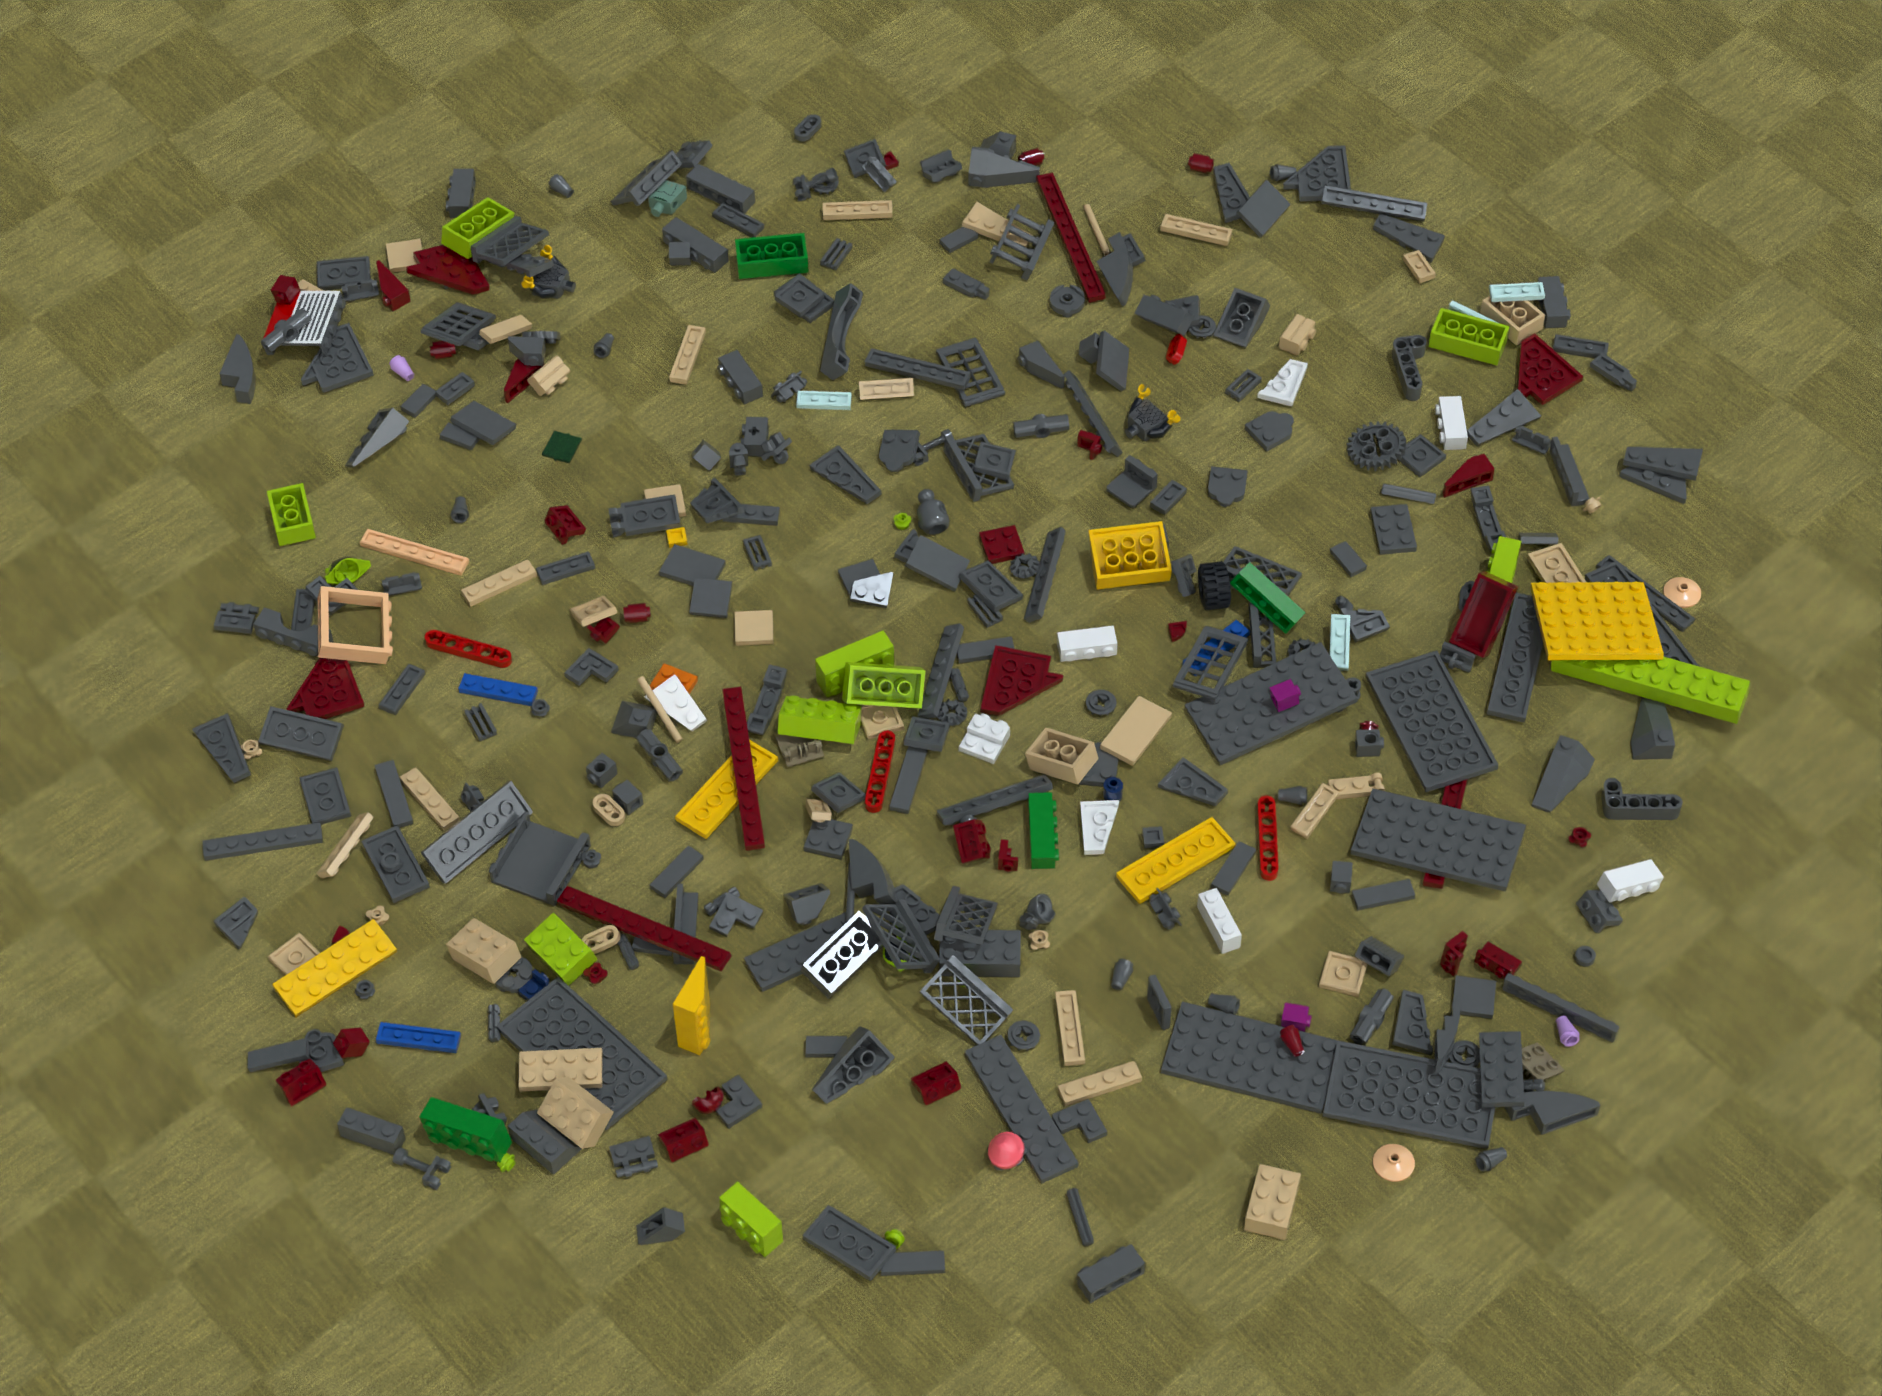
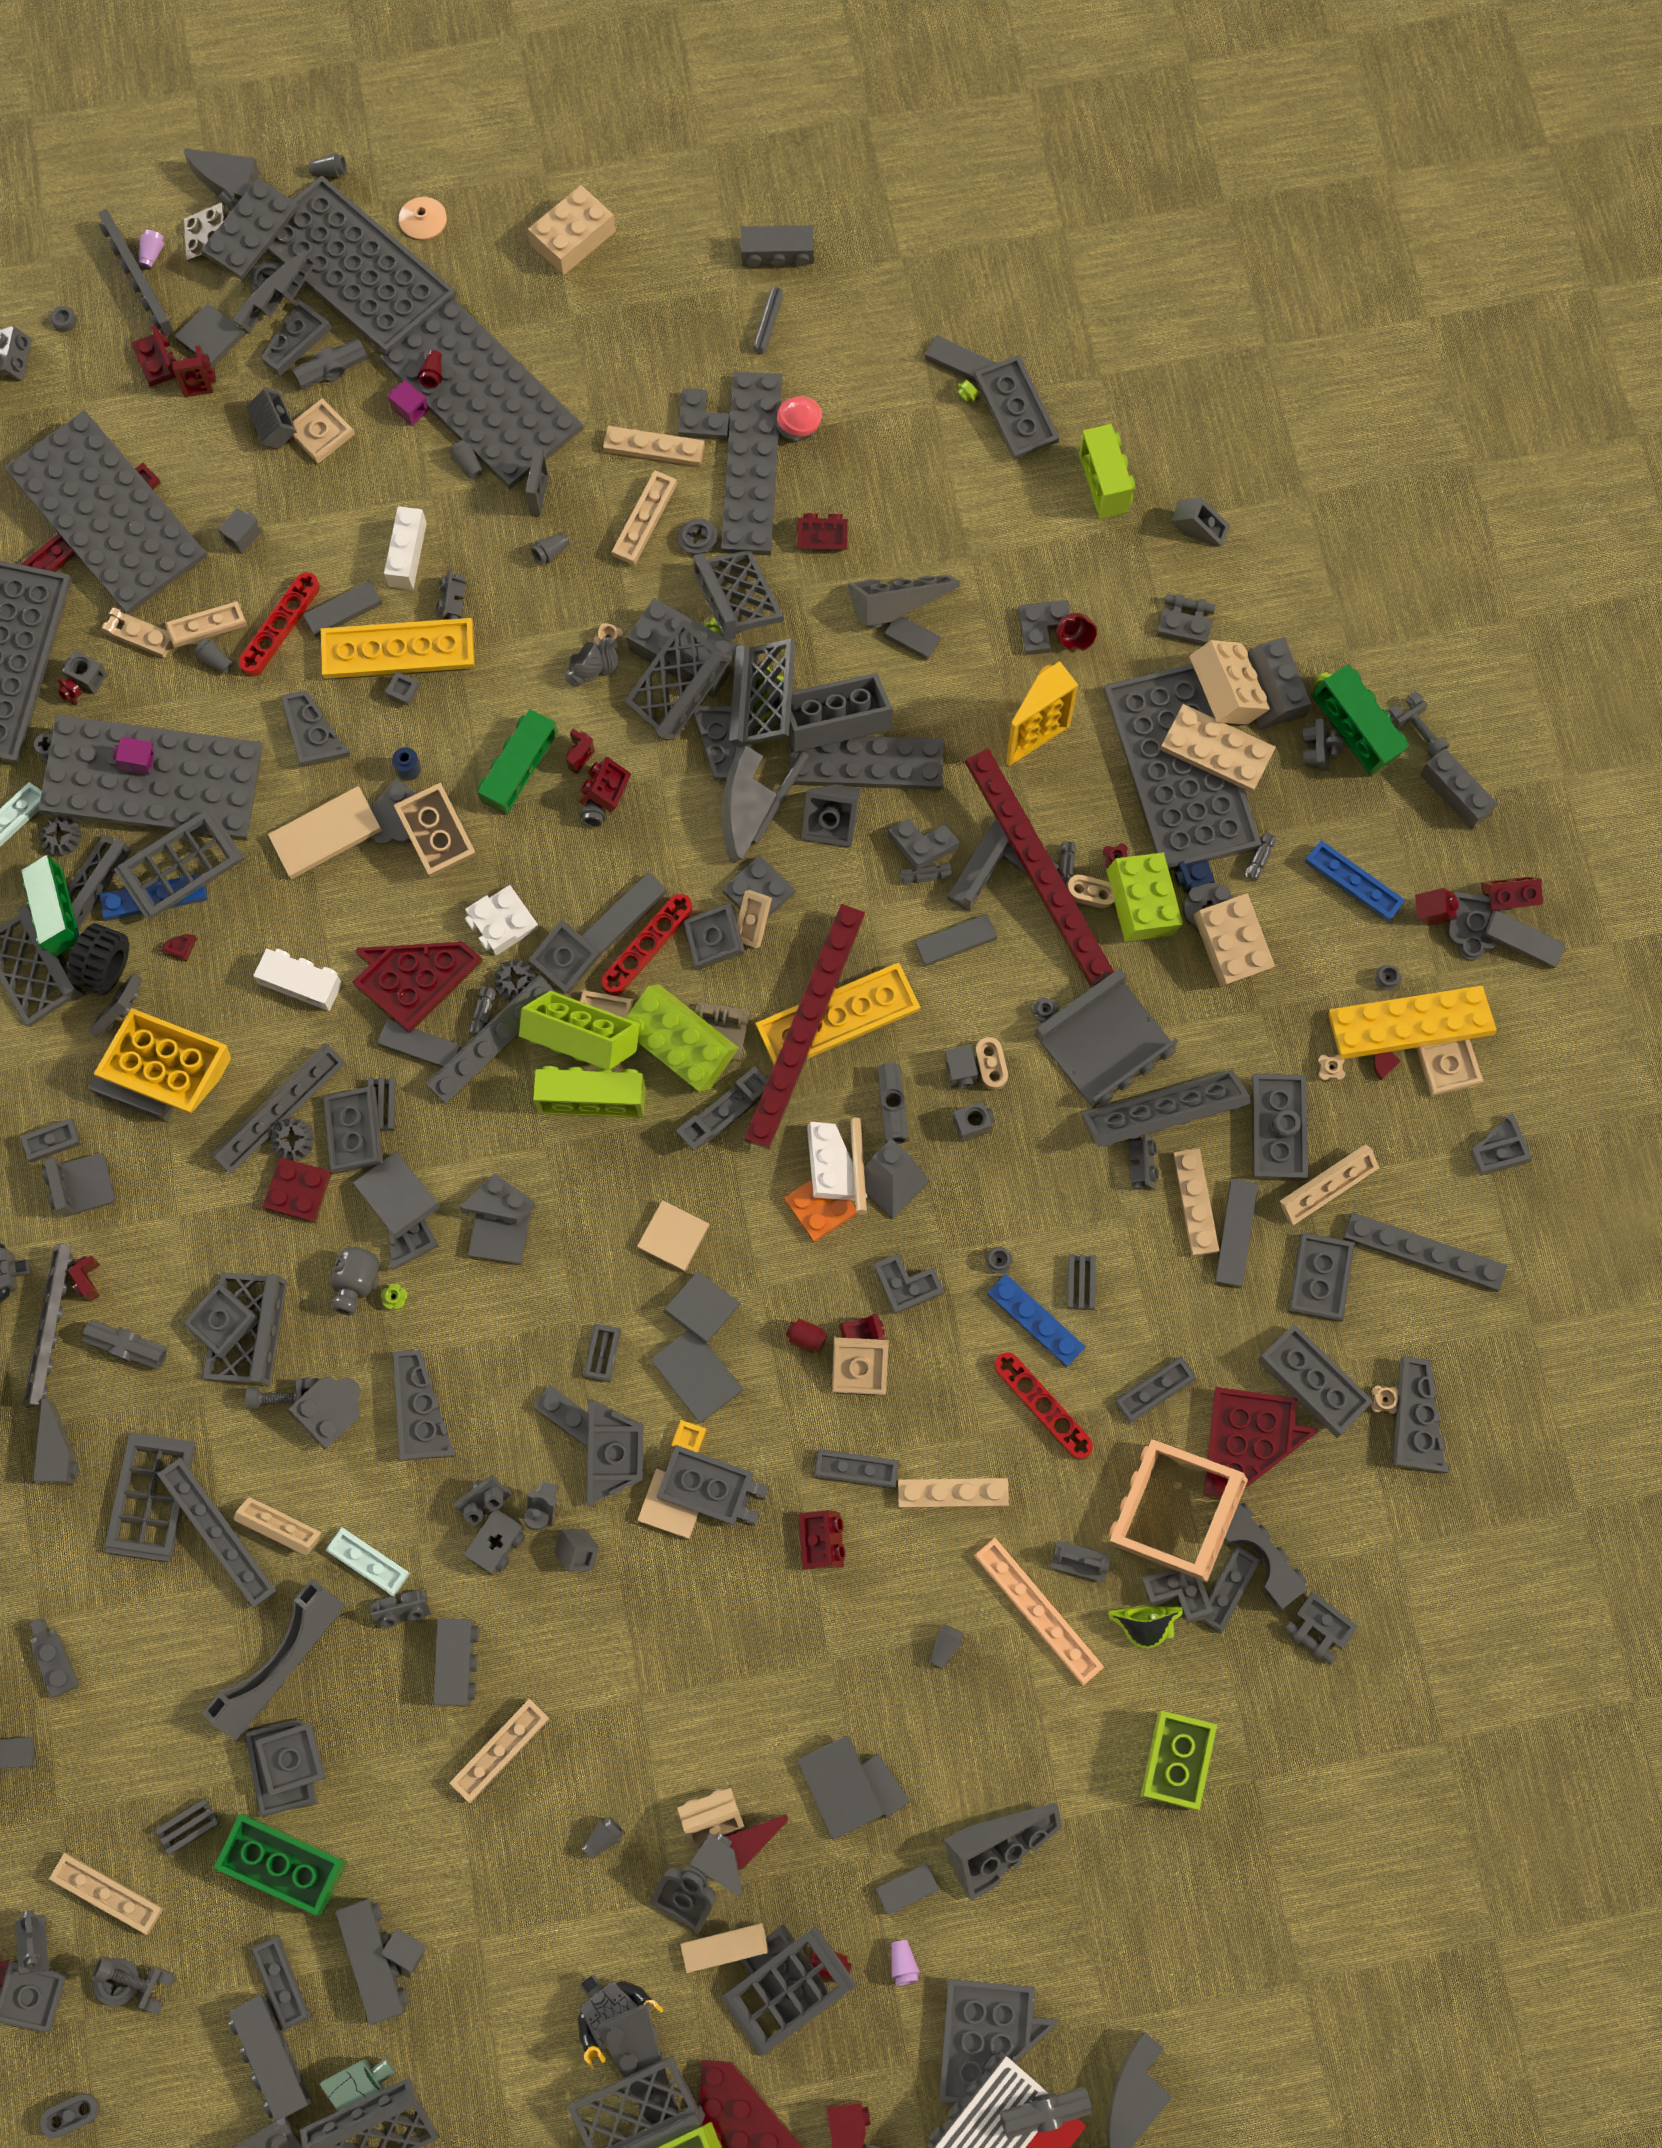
camera: 150 degrees left, 20 degrees up
(455, 388) = (848, 1878): dark grey plate -> none
(562, 446) = (754, 1686): clear green piece -> none
(684, 1139) = (1124, 610): dark red bracket -> none
(995, 799) = (543, 829): dark grey plate -> none
(1097, 823) = (453, 738): white wing -> none
(1104, 697) = (330, 886): dark grey gear -> none
(1383, 894) = (209, 493): dark grey tile -> none

